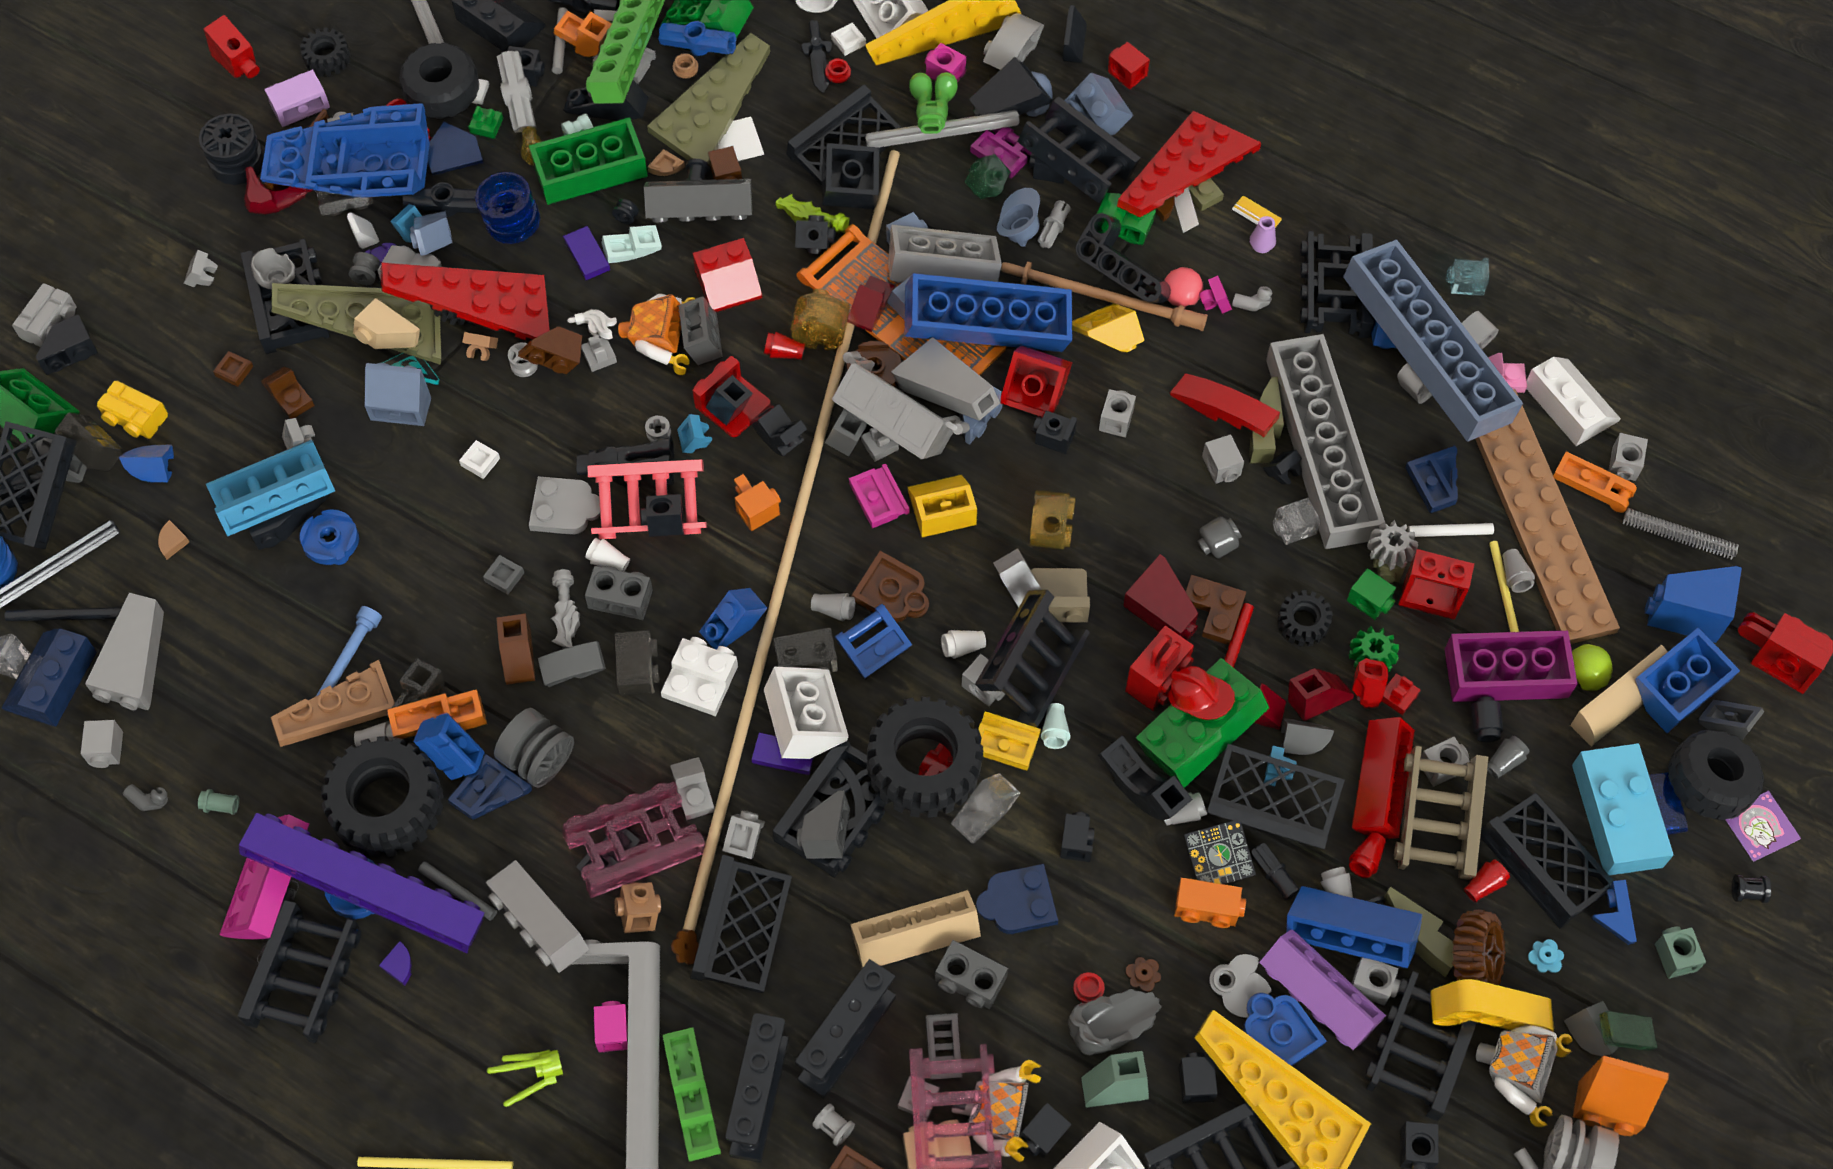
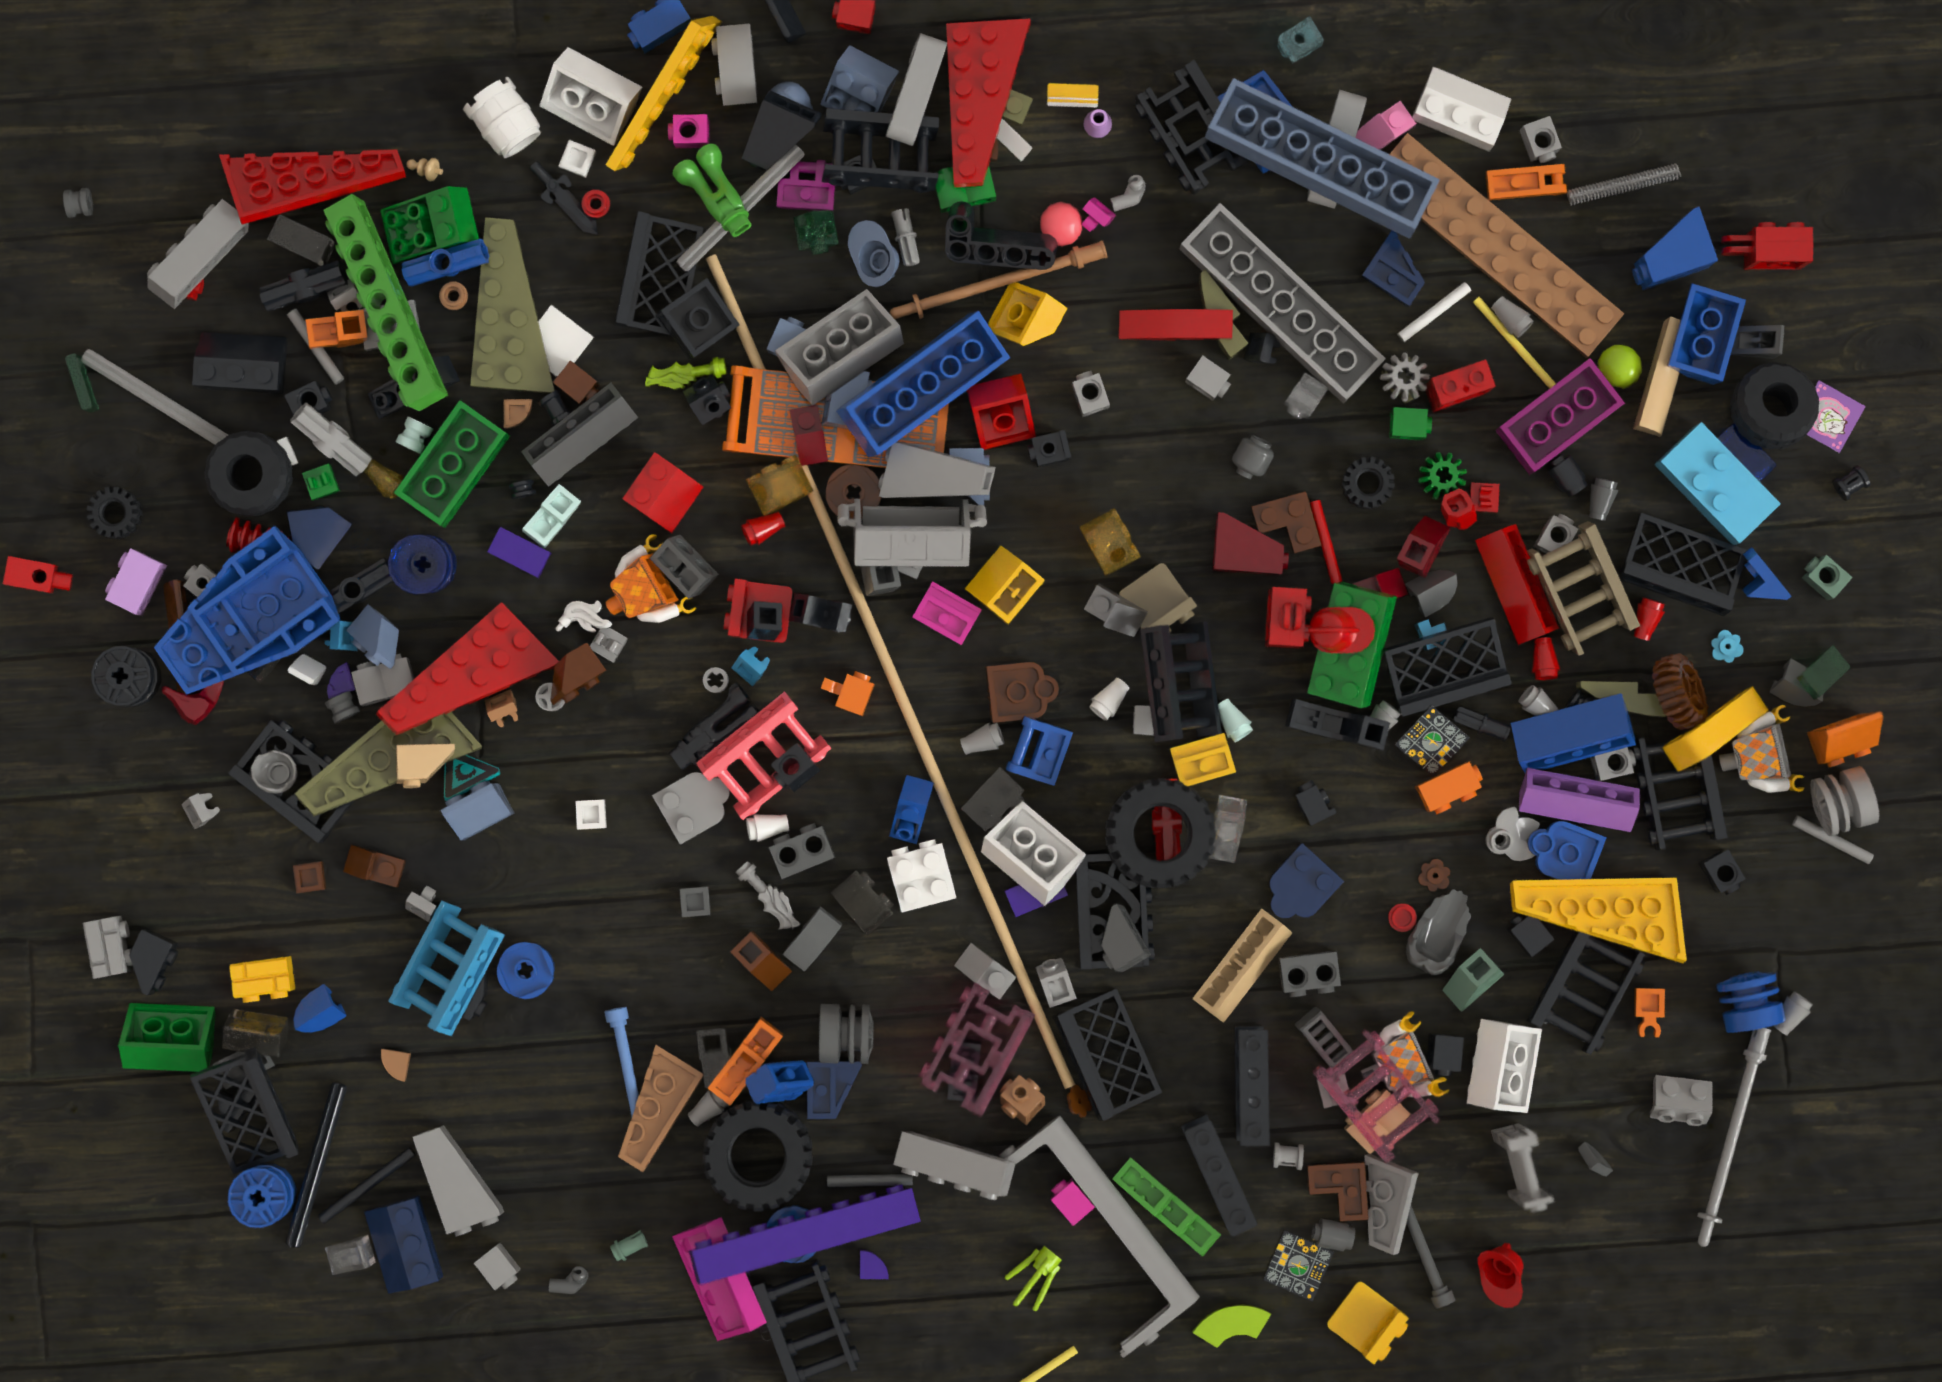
camera: 30 degrees left, 25 degrees up
(1155, 113) = (916, 89): none -> light grey beam

